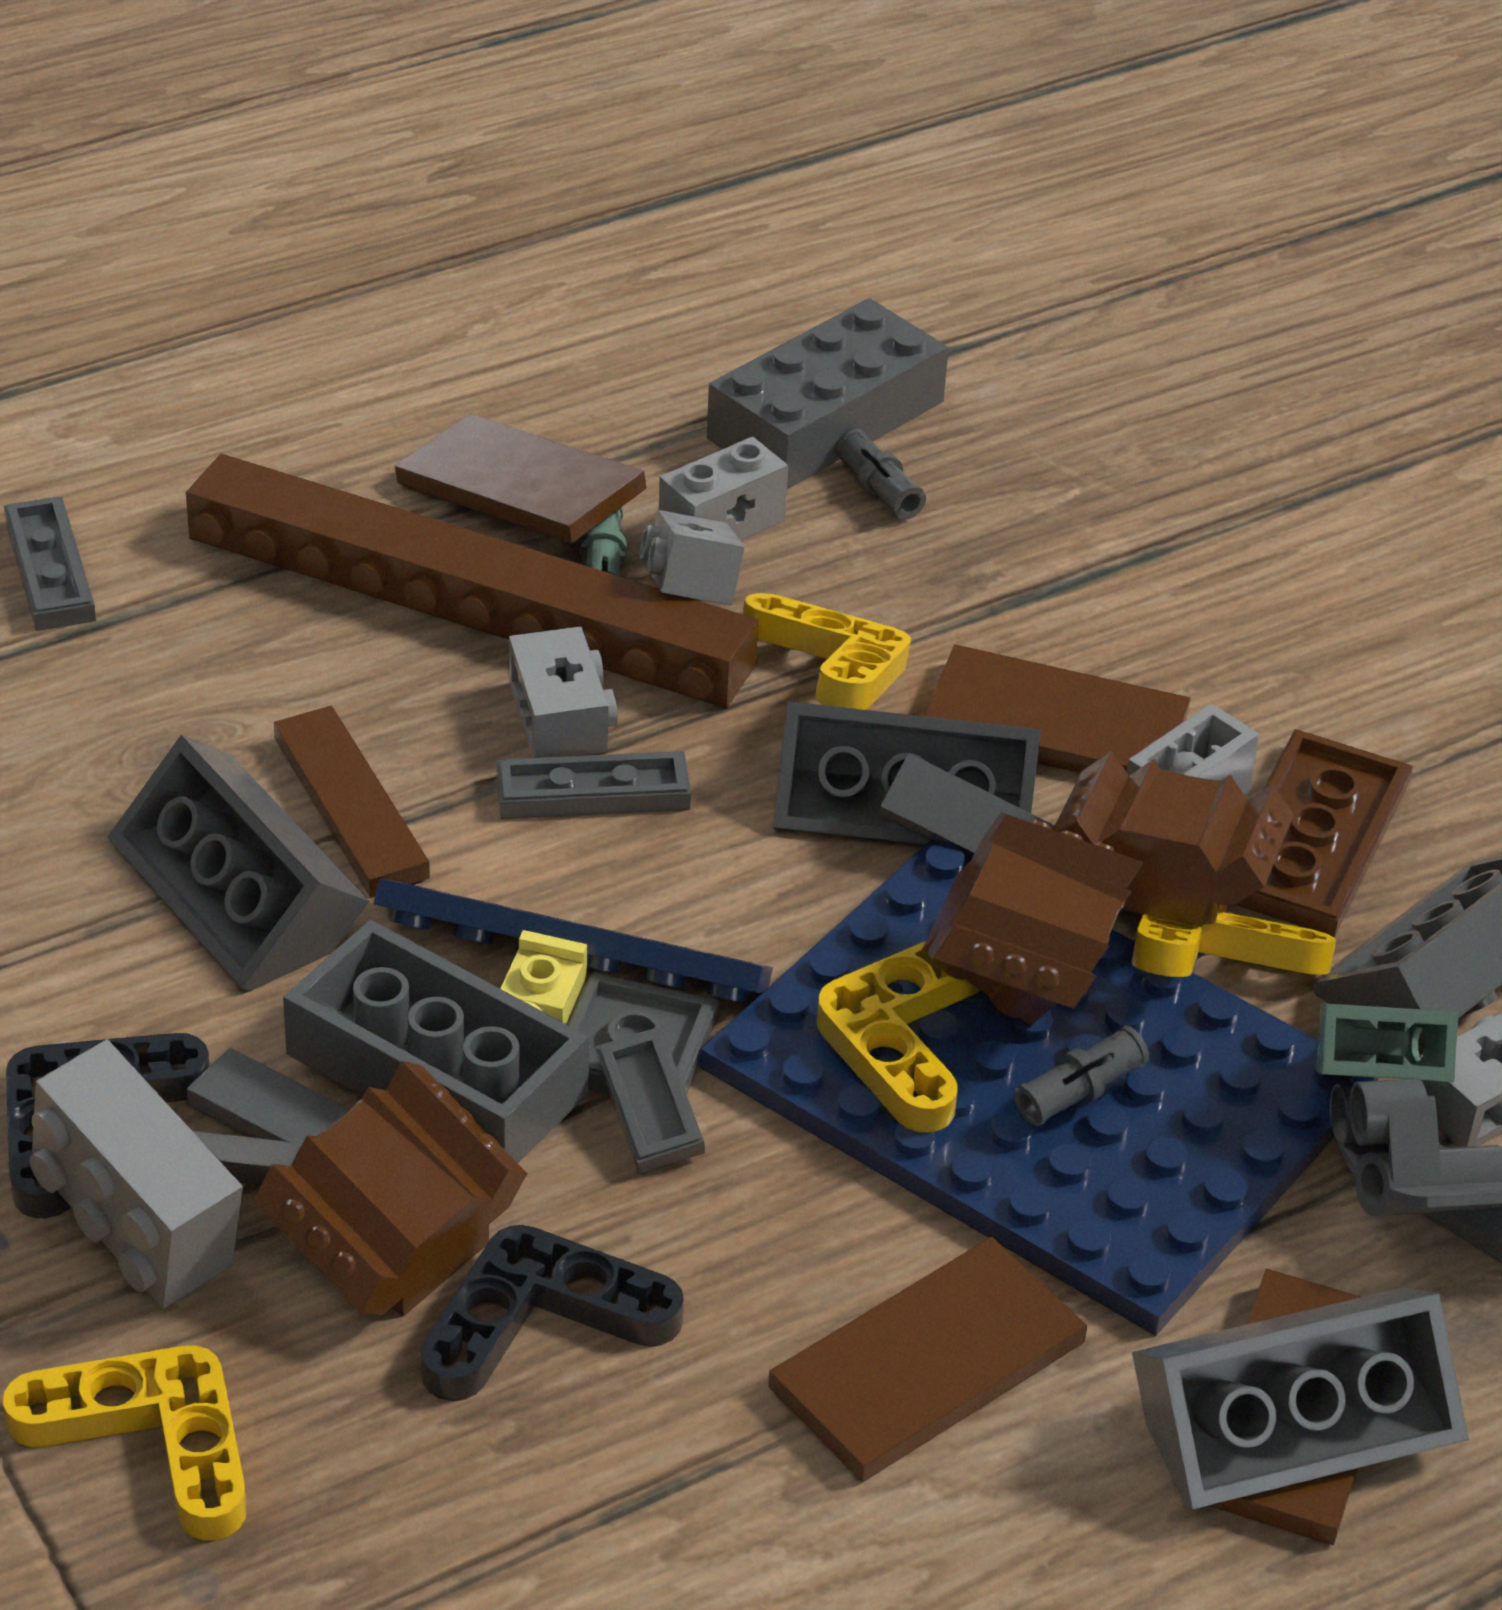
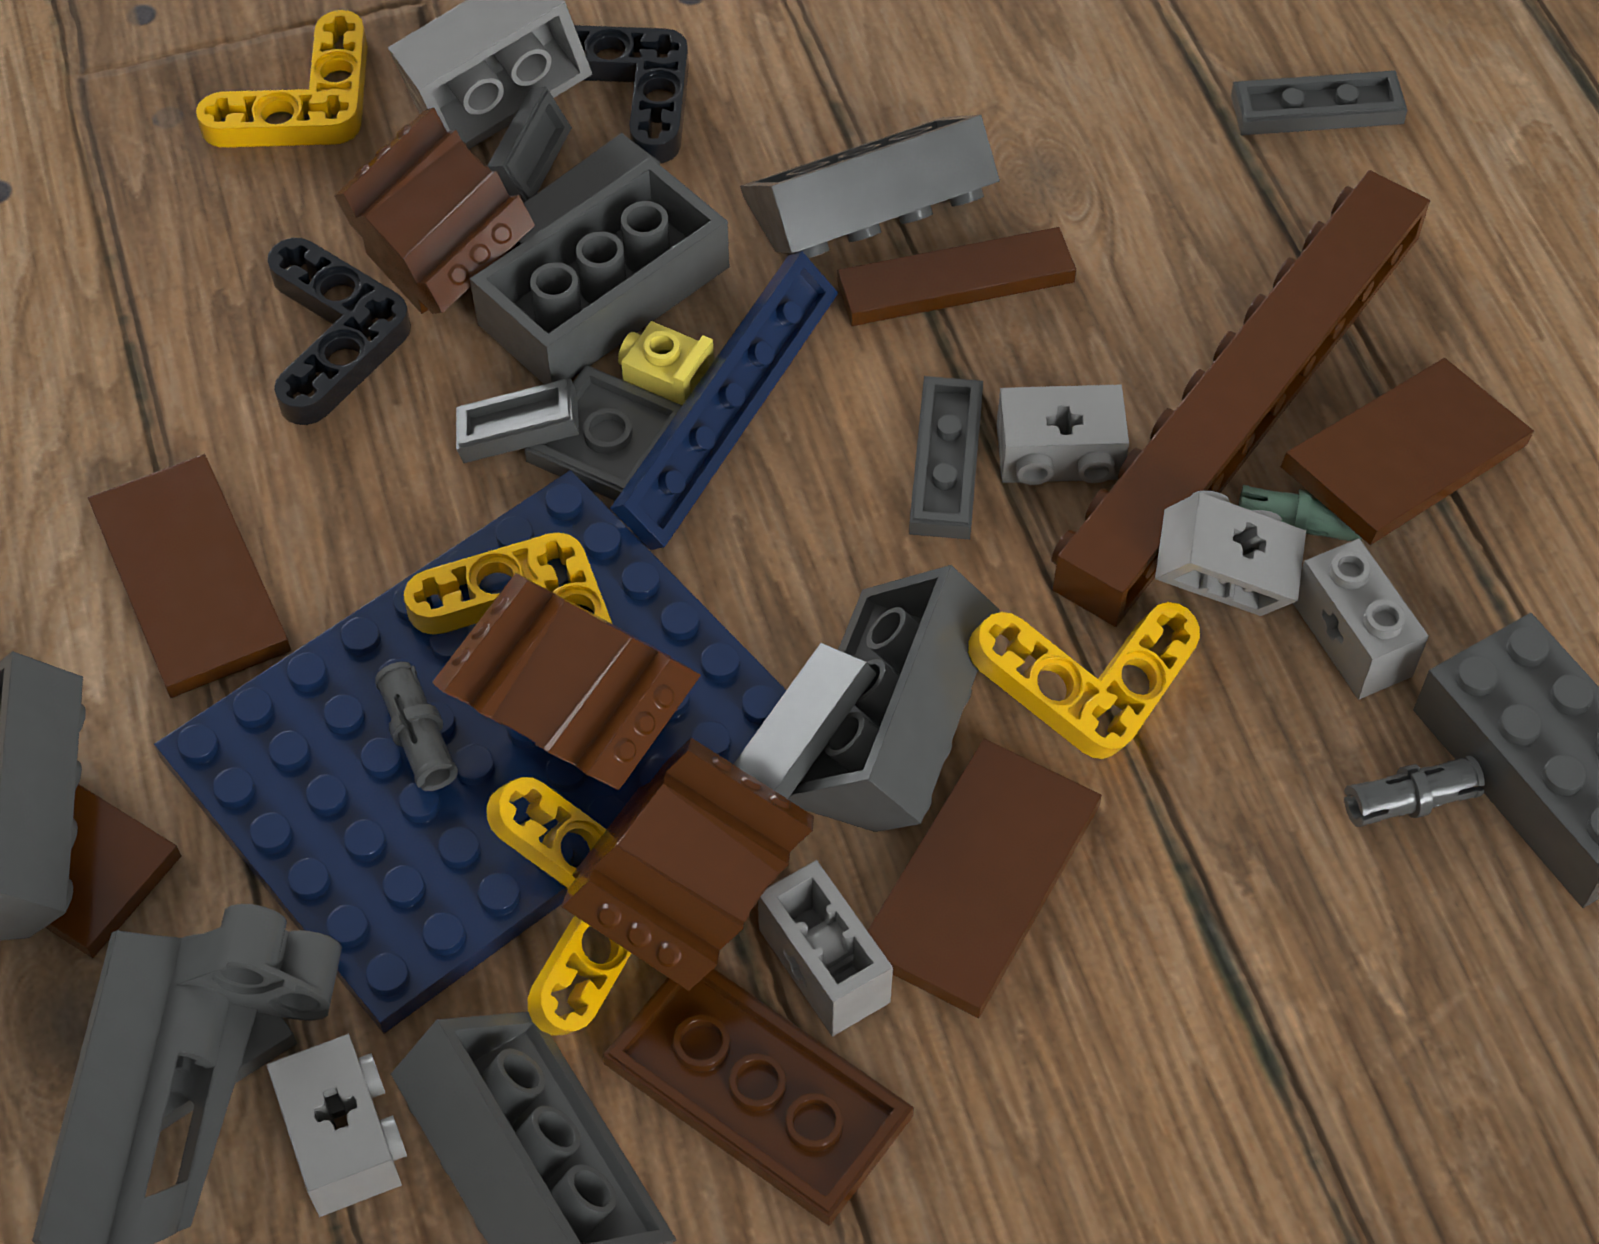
camera: 105 degrees right, 15 degrees up
(1385, 1042) = (345, 966): sand green torso -> none

